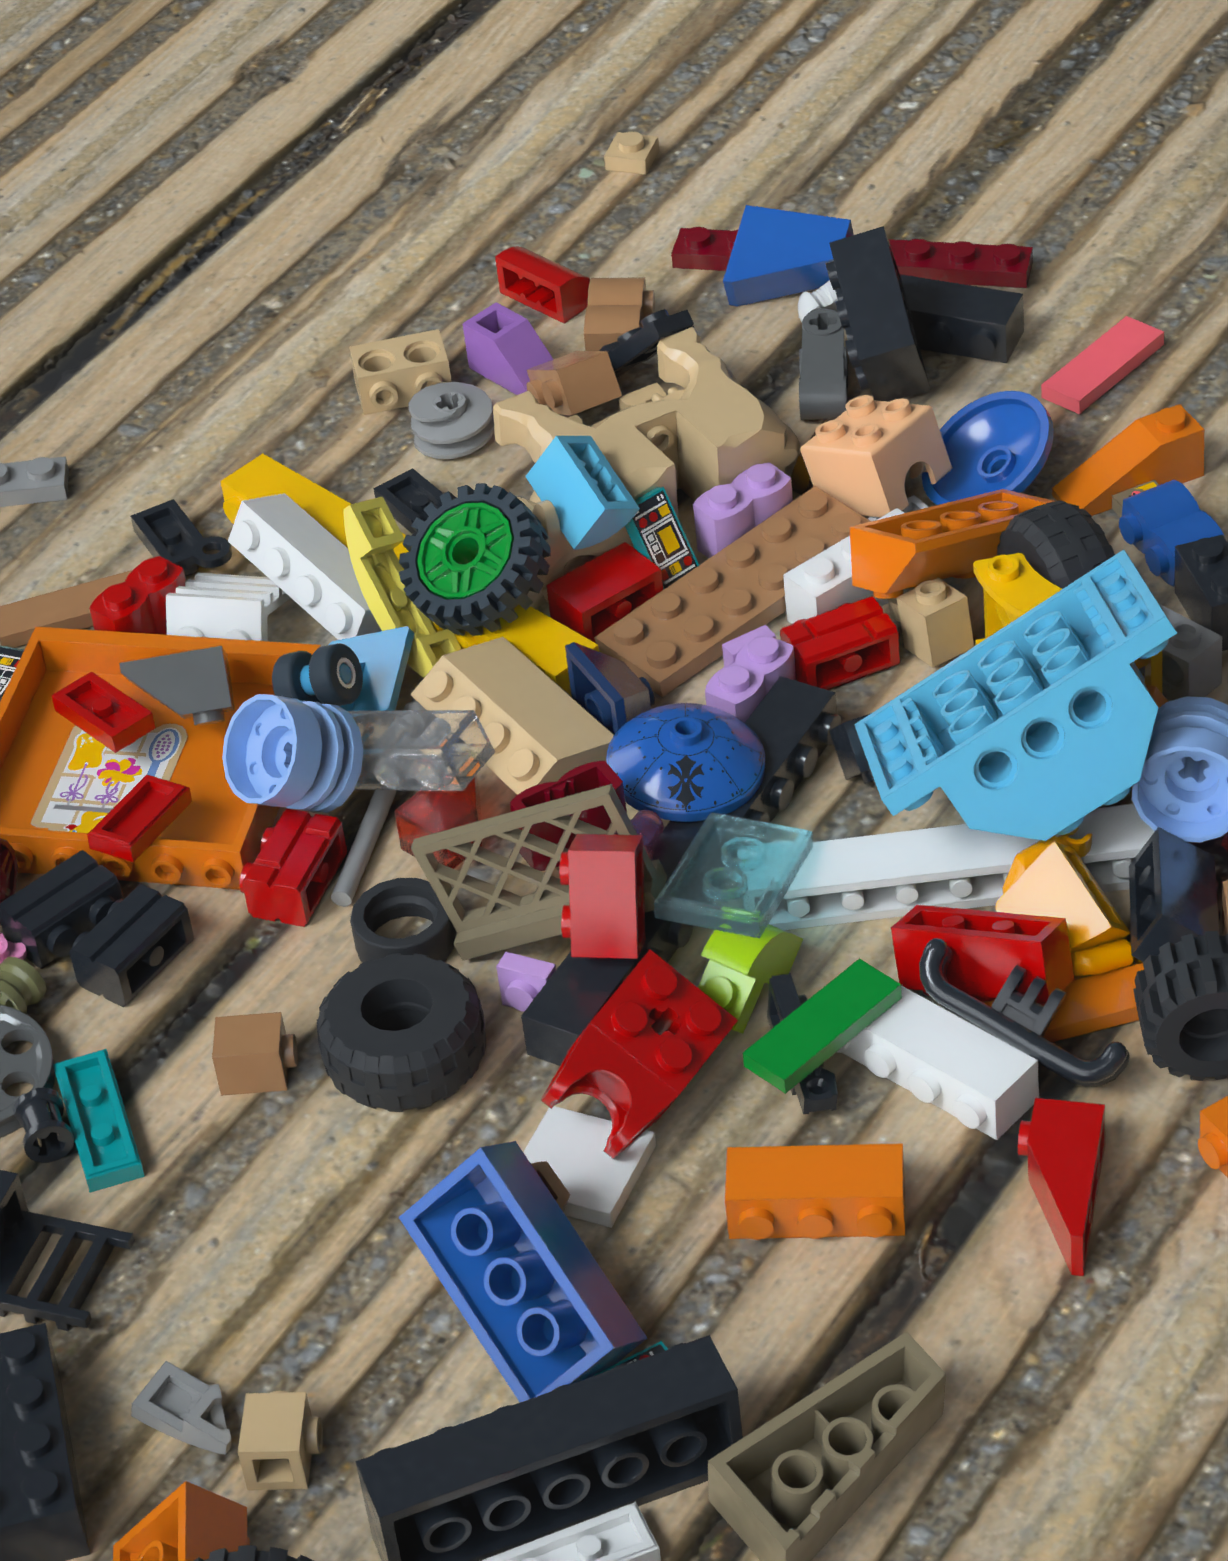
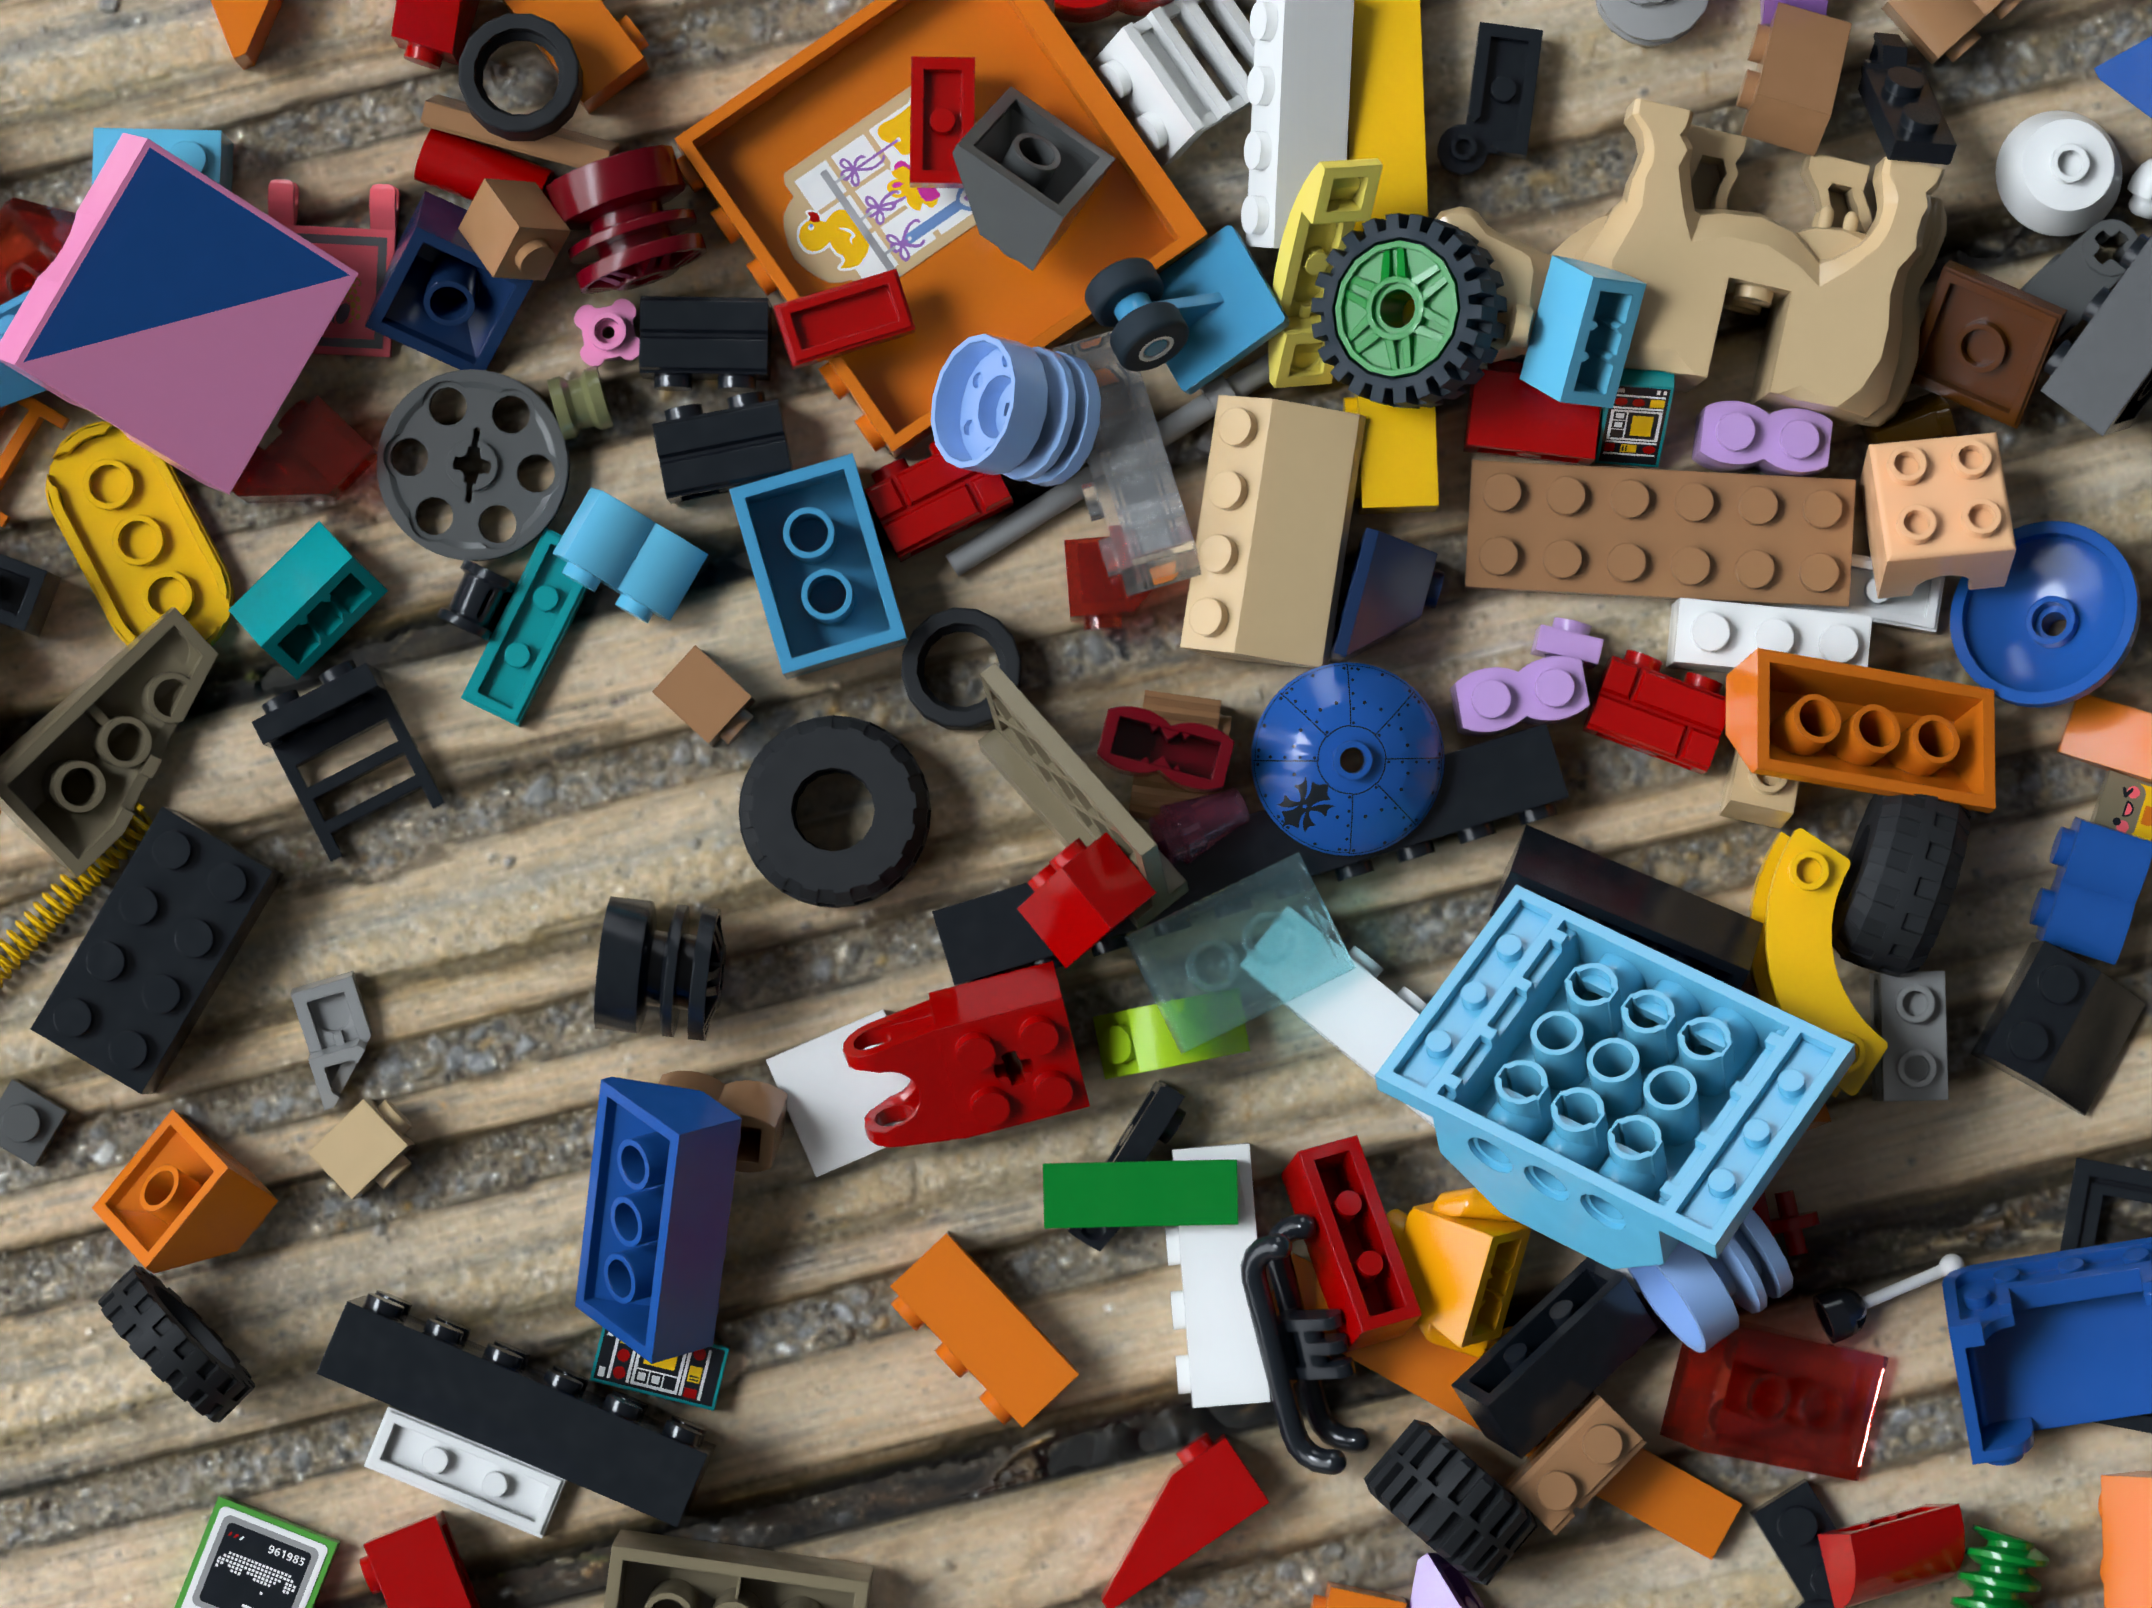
camera: 40 degrees right, 45 degrees up
(123, 1020) = (629, 555): none -> medium azure brick
(255, 936) = (818, 566): none -> dark azure brick
(371, 1172) = (658, 968): none -> black wheel
(522, 979) = (986, 858): lavender plate -> none
(759, 332) = (2058, 173): none -> white cone
(806, 386) = (1985, 343): none -> reddish brown tile

